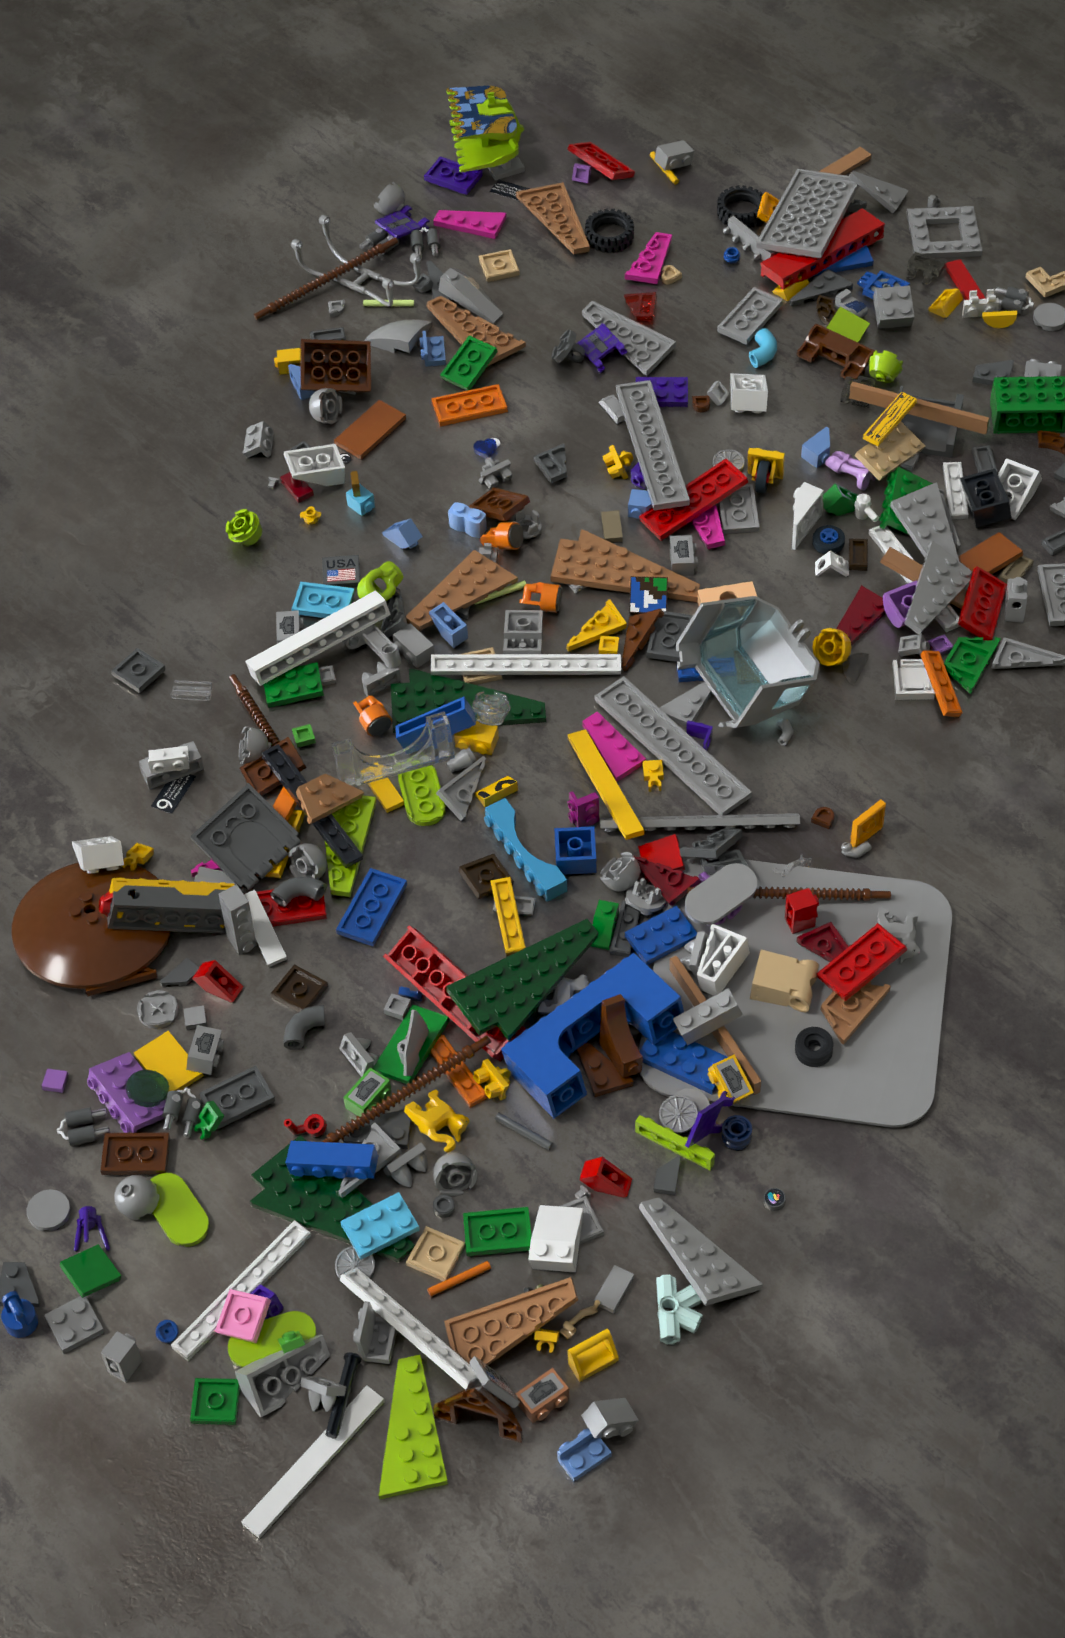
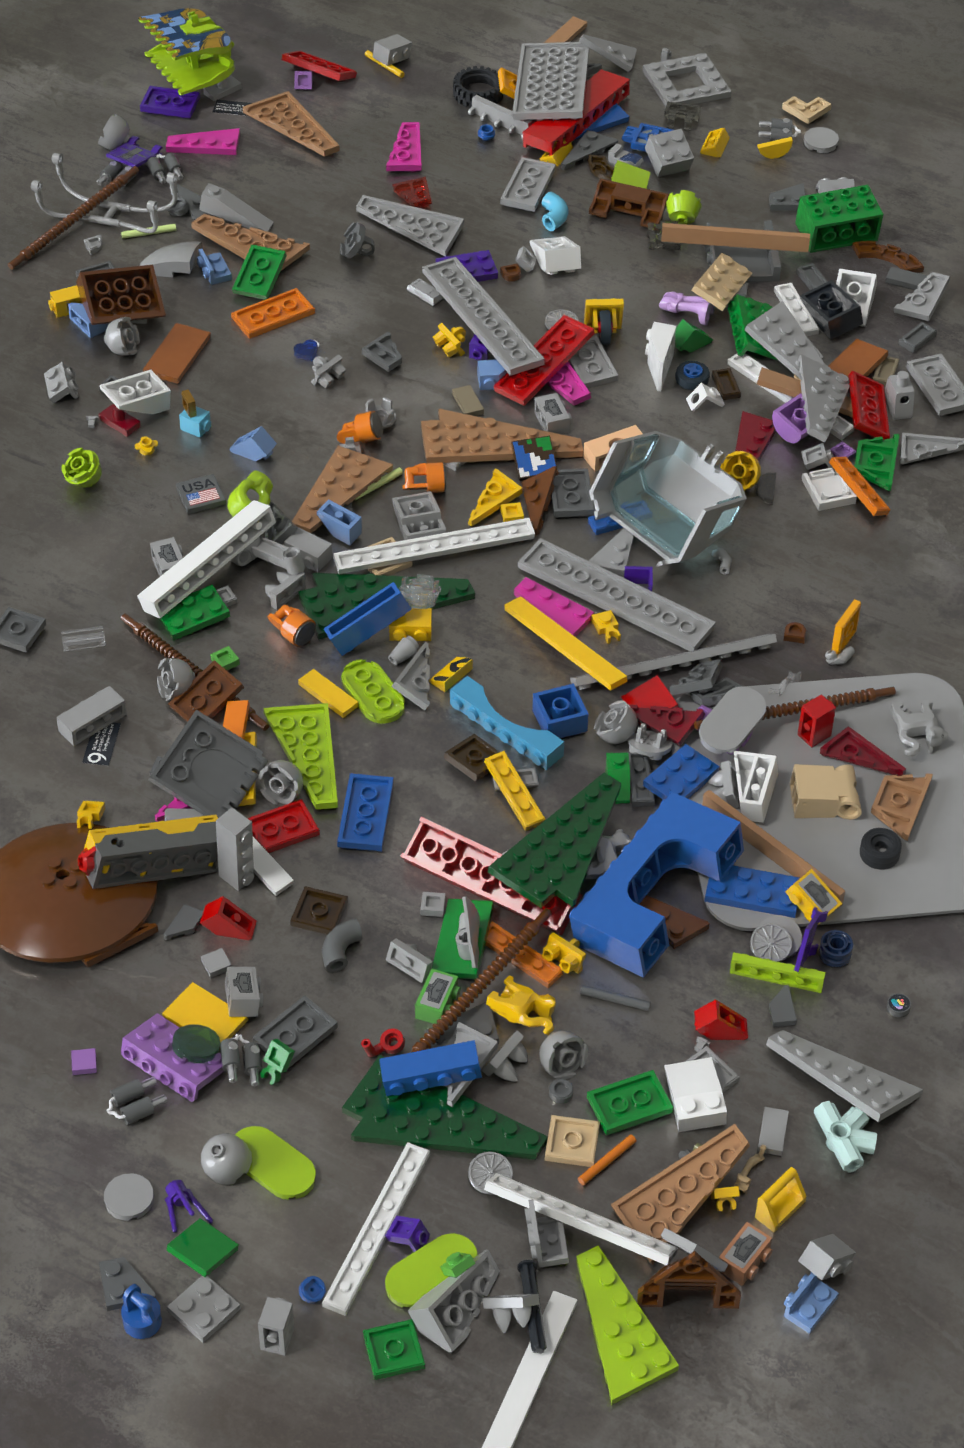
camera: 20 degrees left, 5 degrees down
(99, 853) = (49, 817): white slope -> none
(135, 1153) = (204, 1115): reddish brown plate -> none
(157, 1009) = (171, 964): light grey tile -> none
(169, 759) = (91, 708): white bracket -> none
(243, 1315) = (393, 1251): bright pink tile -> none
(298, 887) = (281, 807): dark grey cylinder -> none
(321, 599) = (192, 523): medium azure plate -> none
(325, 796) = (279, 710): medium nougat wing -> none
(327, 826) = (267, 723): black plate -> none
(379, 1225) = (505, 1124): medium azure plate -> none
(407, 993) = (438, 887): blue tile -> none
(429, 748) = (372, 641): clear arch -> none
(467, 520) = (317, 420): light blue brick -> none
(499, 265) = (251, 178): tan tile -> none
(500, 503) = (346, 398): reddish brown plate -> none
(583, 810) = (553, 671): magenta bracket -> none
(599, 344) = (387, 233): dark purple flag -> none
(609, 243) = (355, 116): black tyre -> none
(617, 1038) = (680, 883): reddish brown arch -> none
(670, 274) = (431, 160): tan tile -> none
(707, 1016) = (769, 839): light grey brick -> none
(817, 448) = (647, 293): medium blue slope -> none
(861, 962) = (897, 756): red tile -> none
(863, 509) = (715, 339): white piece -> none
(889, 418) = (714, 250): yellow tile -> none
(962, 279) = (733, 127): red tile -> none
(975, 307) = (748, 140): white plate -> none

